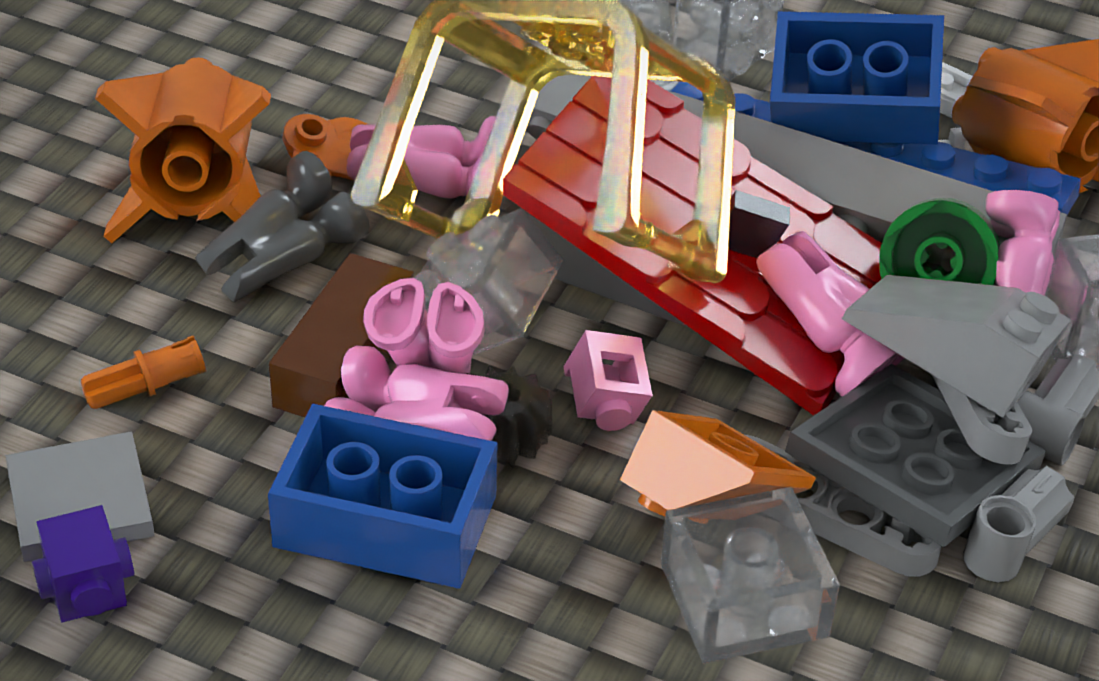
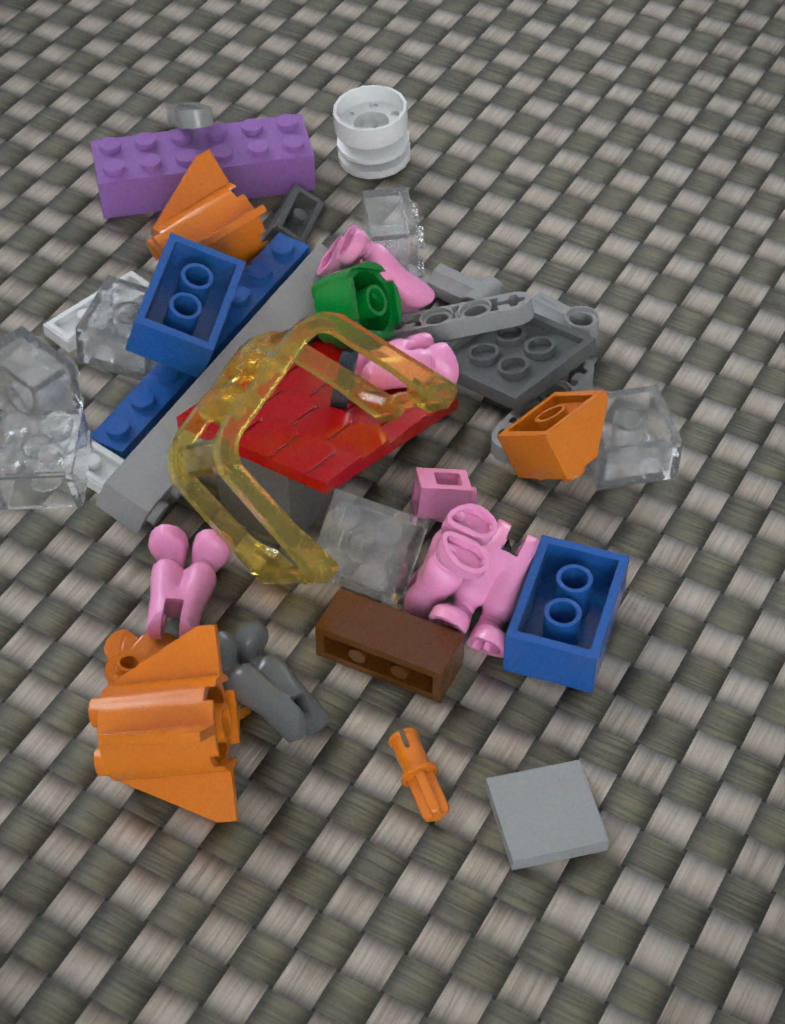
camera: 85 degrees left, 5 degrees up
(82, 564) = (630, 796): dark purple brick -> none
(966, 334) = (446, 297): light grey slope -> none

